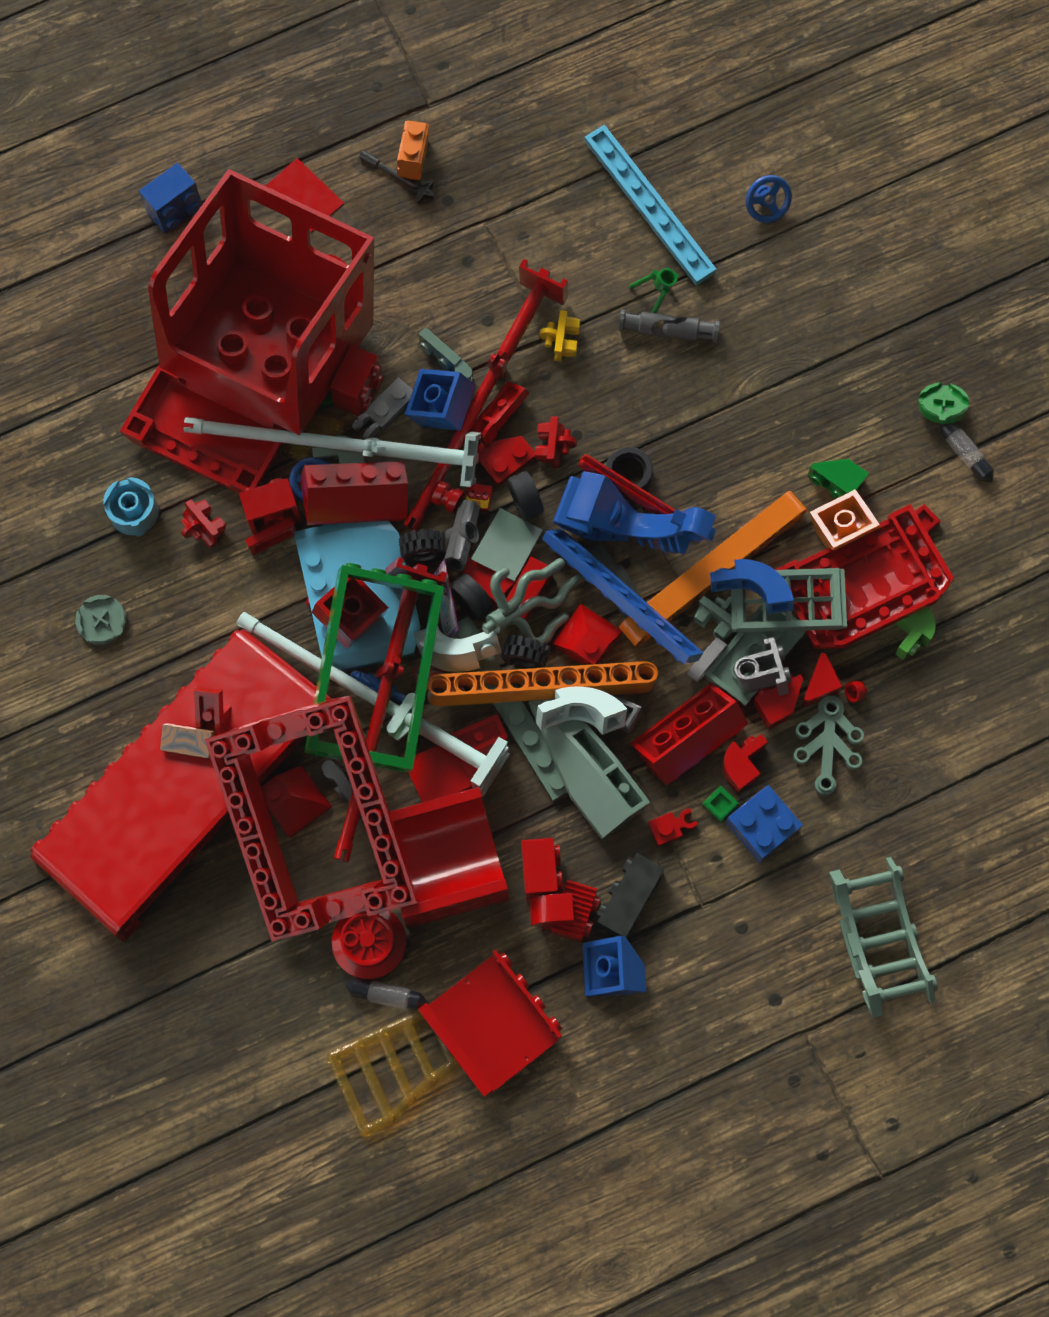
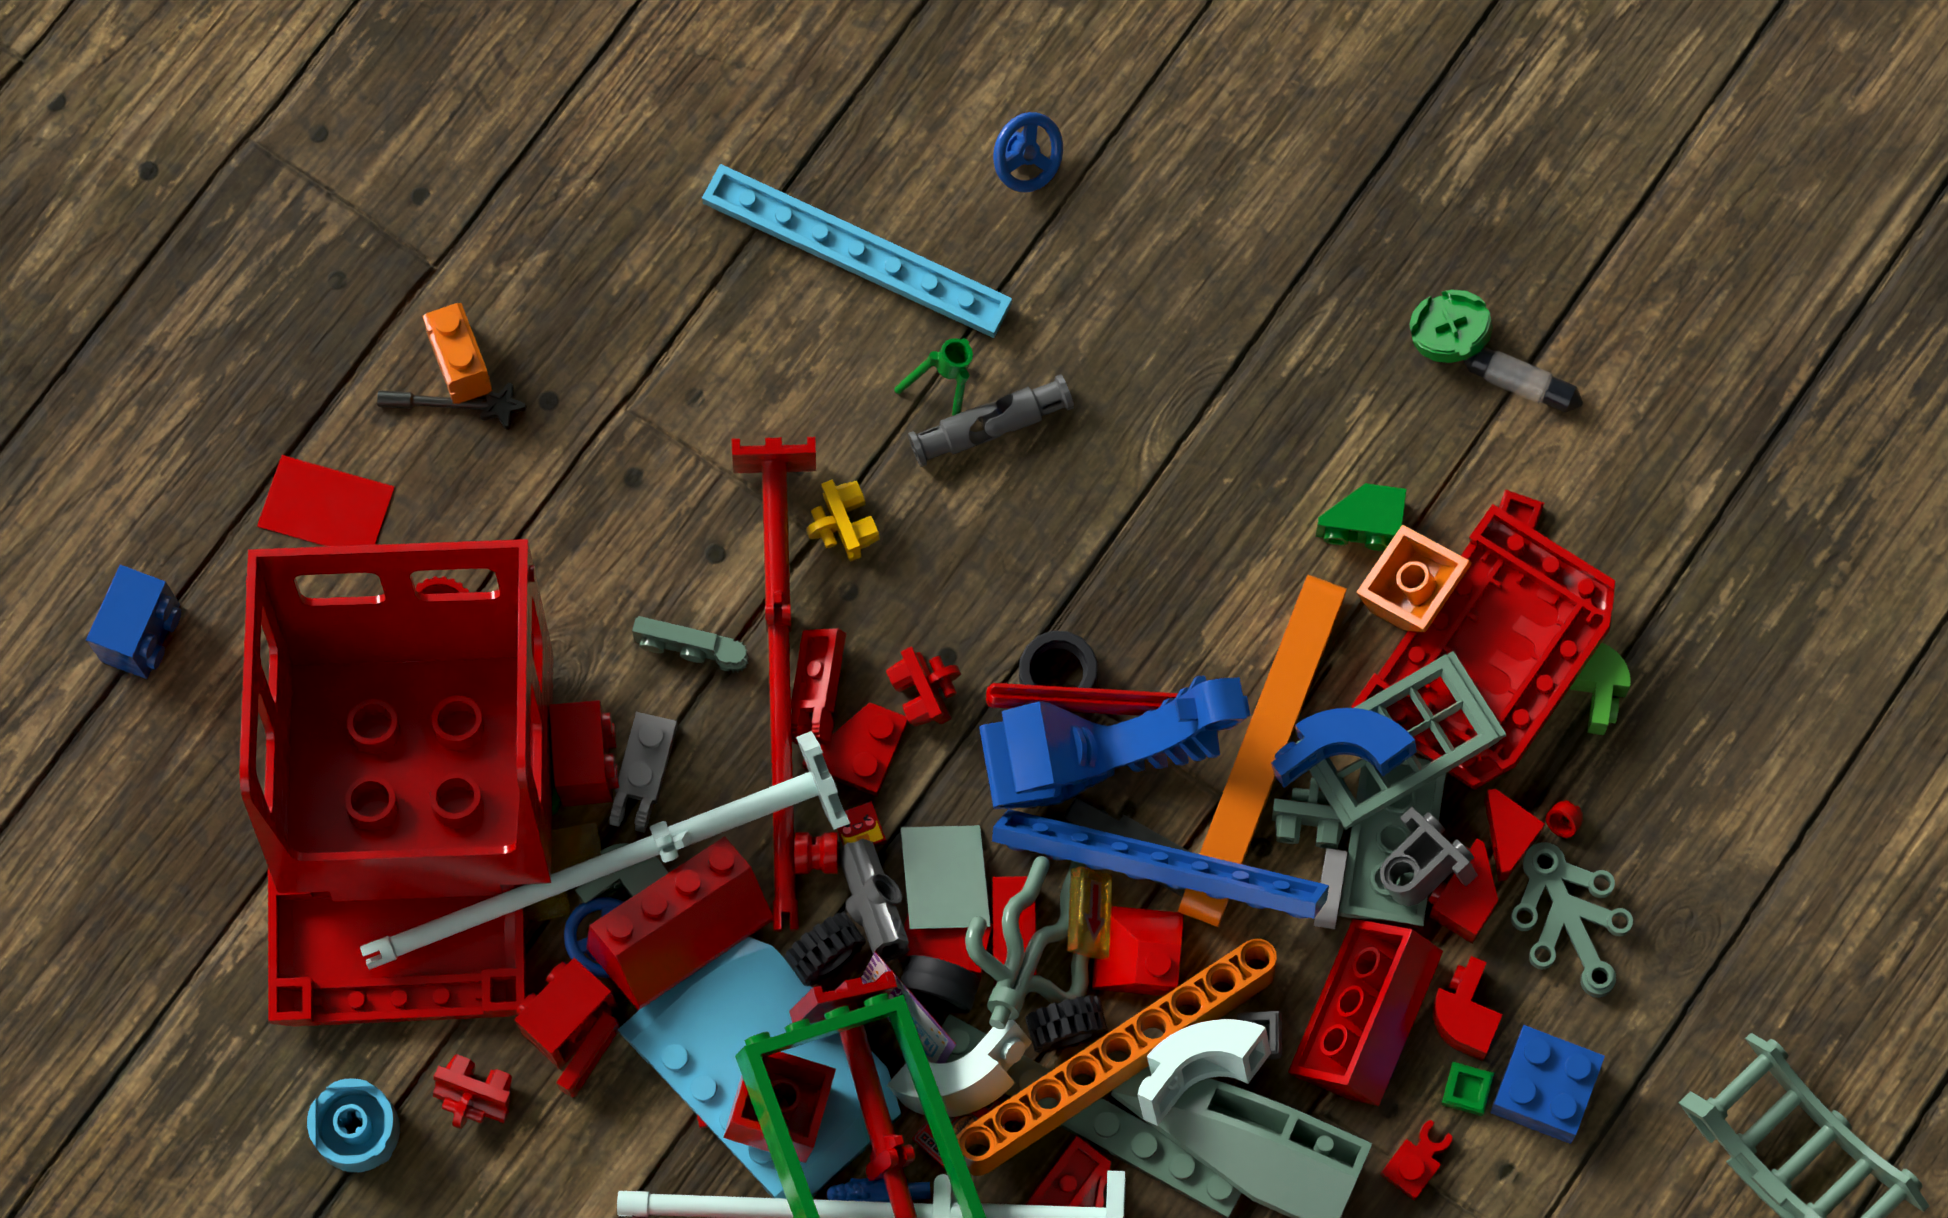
camera: 30 degrees left, 0 degrees up
(440, 399) = (723, 714): blue brick -> none
(525, 495) = (931, 790): black tyre -> none
(571, 603) = (1089, 913): none -> clear yellow tile

